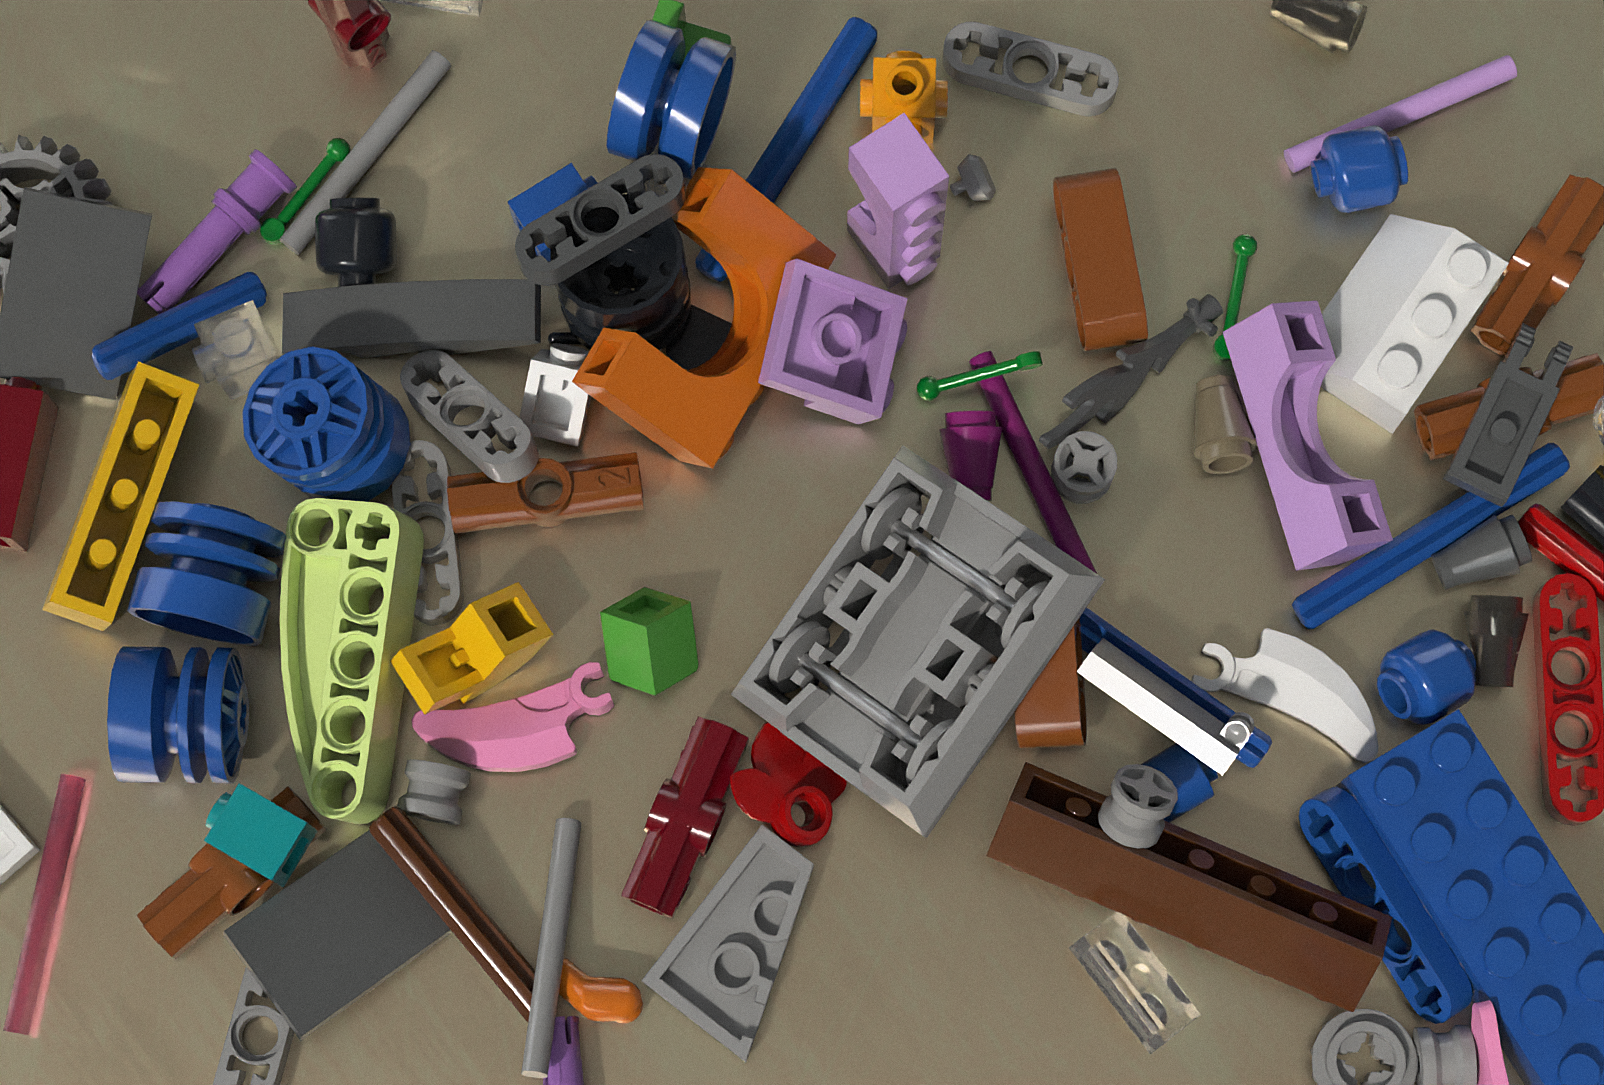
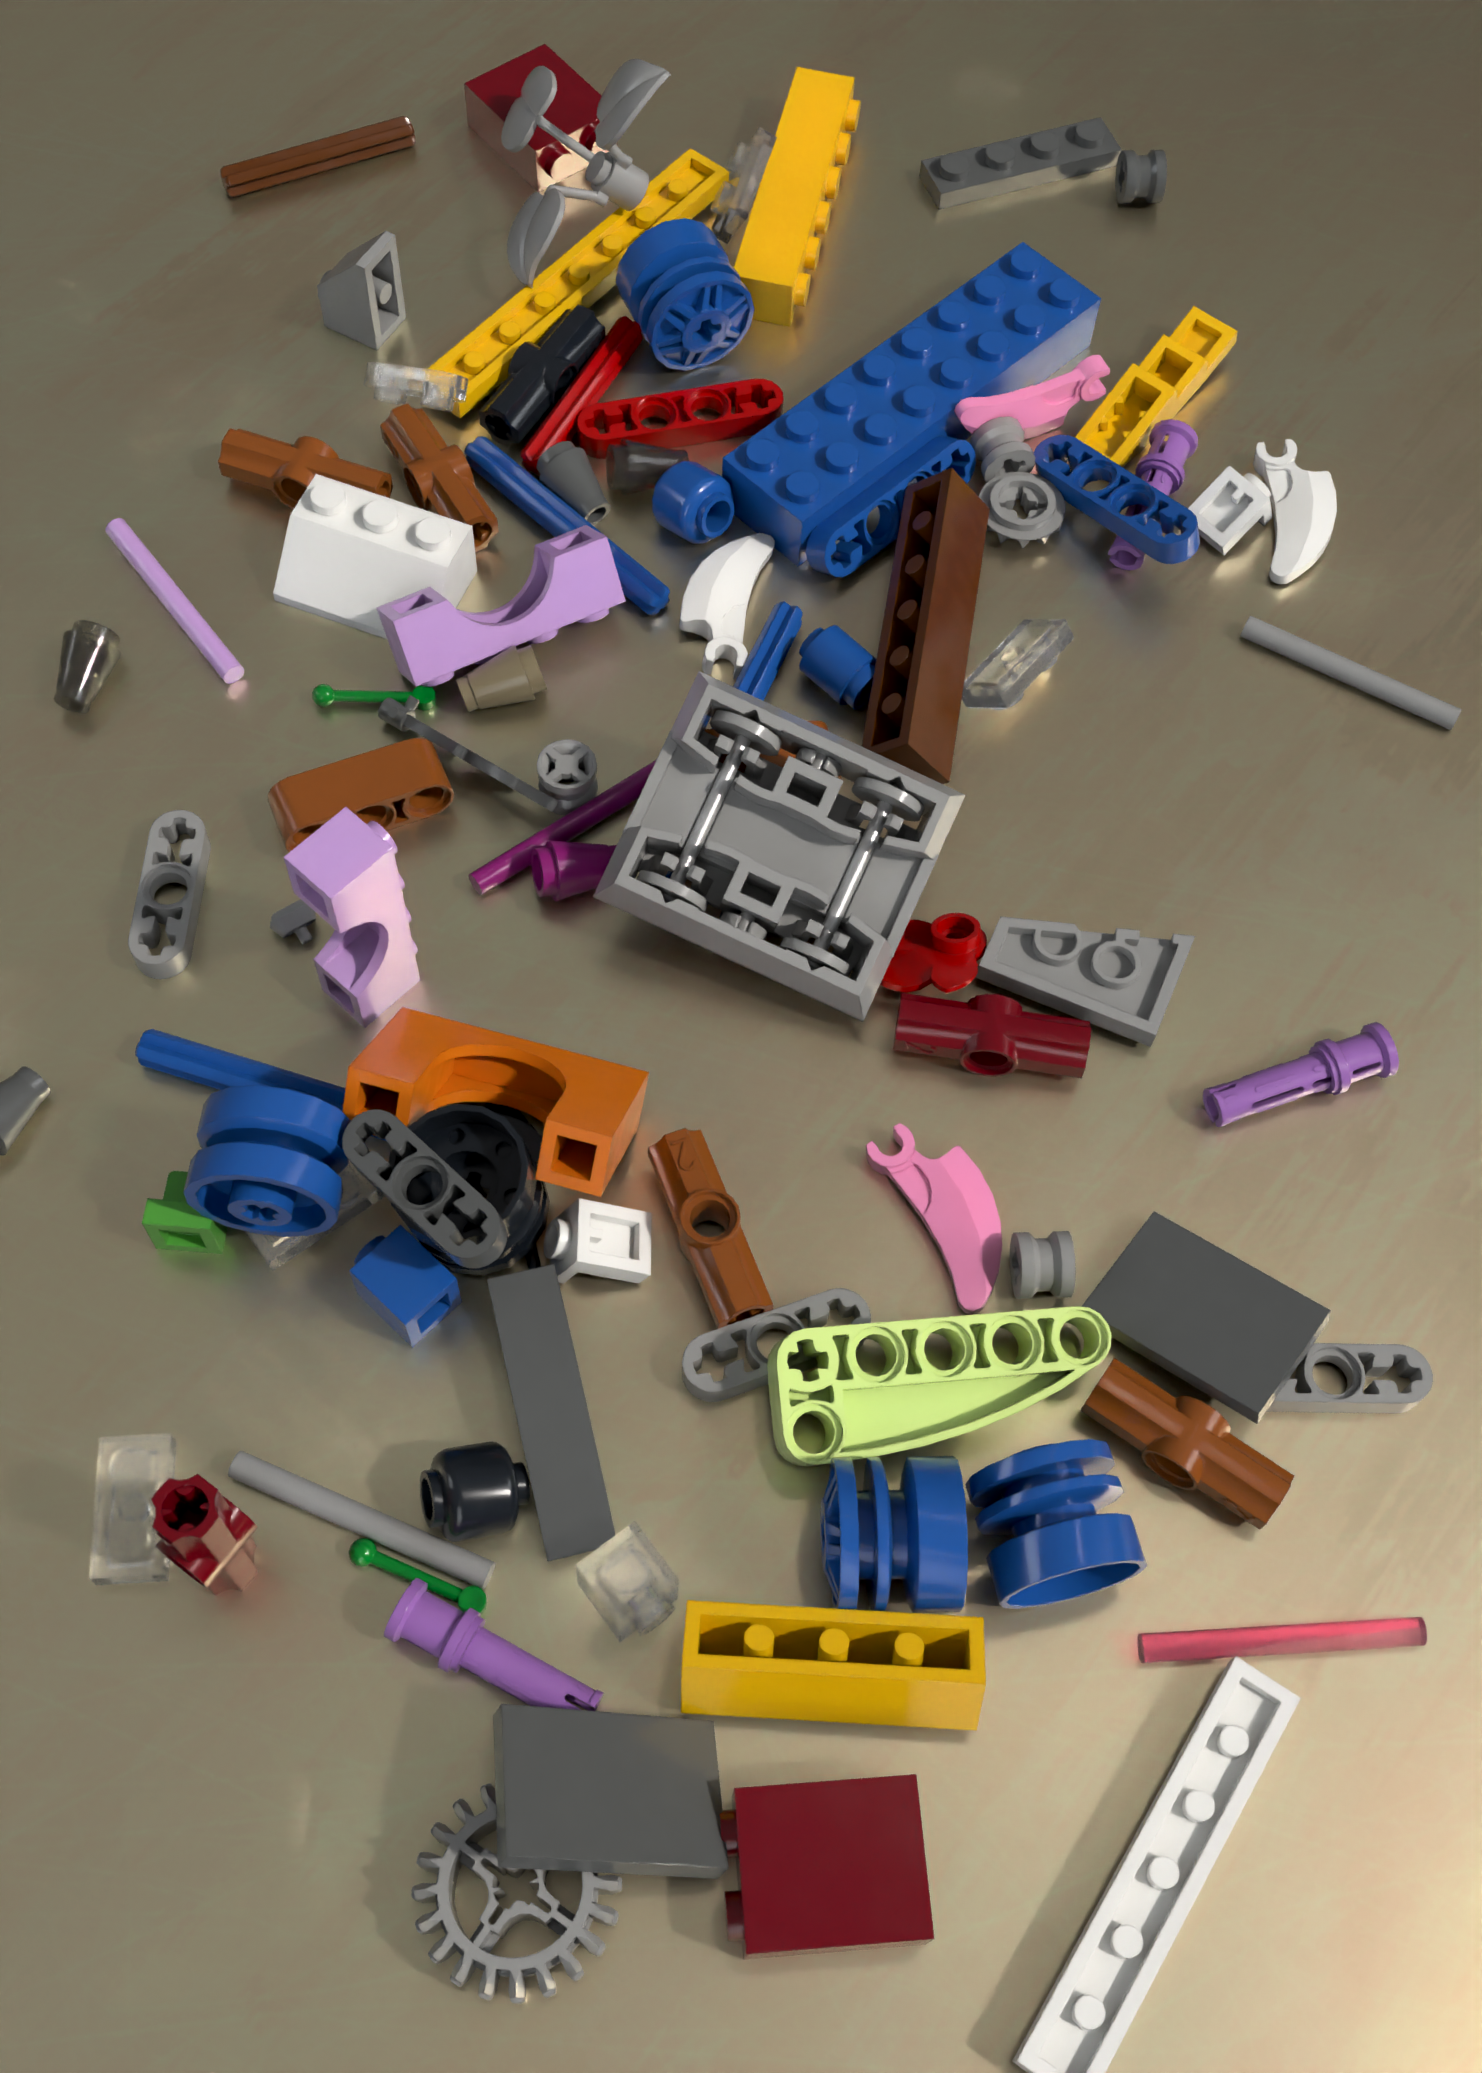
camera: 110 degrees left, 15 degrees down
(173, 326) = (616, 1662): blue axle -> none
(258, 833) = (1157, 1391): teal brick -> none
(326, 426) = (738, 1472): blue wheel -> none
(456, 906) = (1149, 1208): reddish brown axle -> none
(475, 438) = (639, 1367): light grey beam -> none
(475, 652) = (888, 1253): yellow brick -> none
(551, 948) = (1154, 1118): light grey bar -> none
(600, 997) = (1183, 1079): orange arm -> none
(649, 640) = (831, 1103): bright green panel -> none
(834, 342) = (496, 984): lavender plate -> none
(904, 85) = (223, 983): light orange brick -> none
(930, 388) = (515, 920): green hinge -> none
(1137, 806) = (880, 651): light grey wheel -> none
(1166, 707) = (798, 622): hinge -> none
(1360, 169) = (237, 607): blue head -> none
(1507, 421) = (456, 453): dark grey hinge -> none

